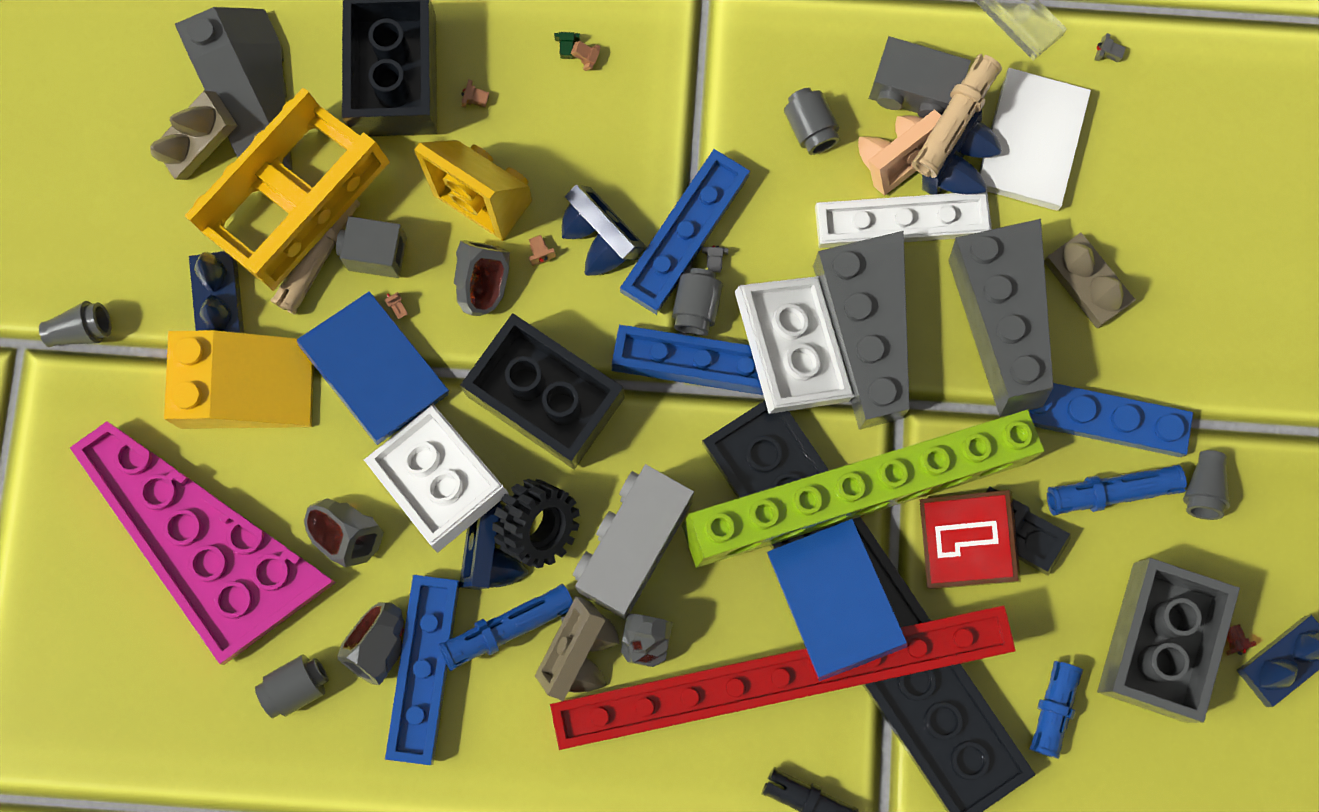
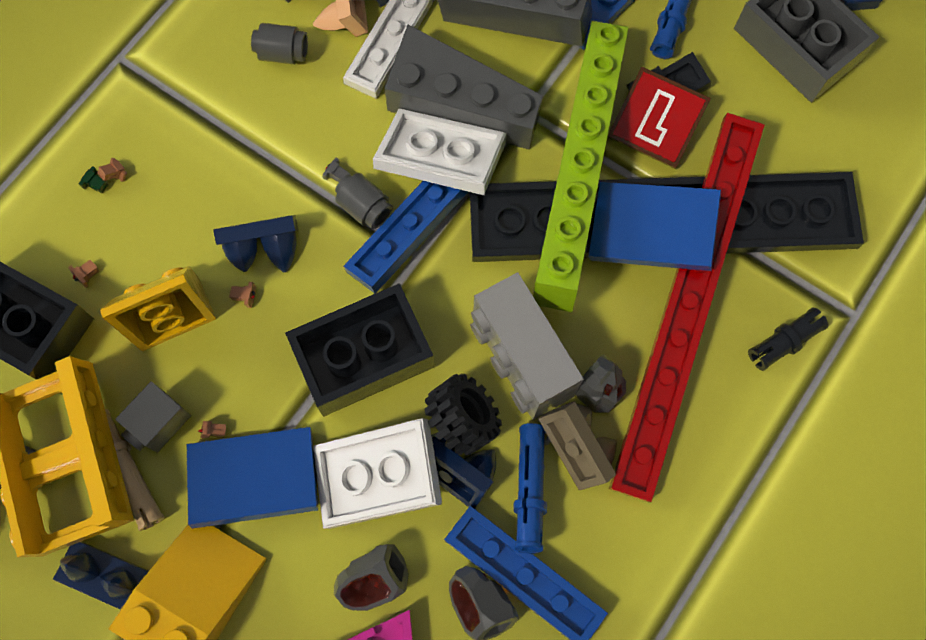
camera: 60 degrees left, 5 degrees down
(480, 276) = (235, 348): rock -> none
(684, 231) = (303, 179): blue plate -> none
(1056, 709) = (810, 134): blue pin -> none

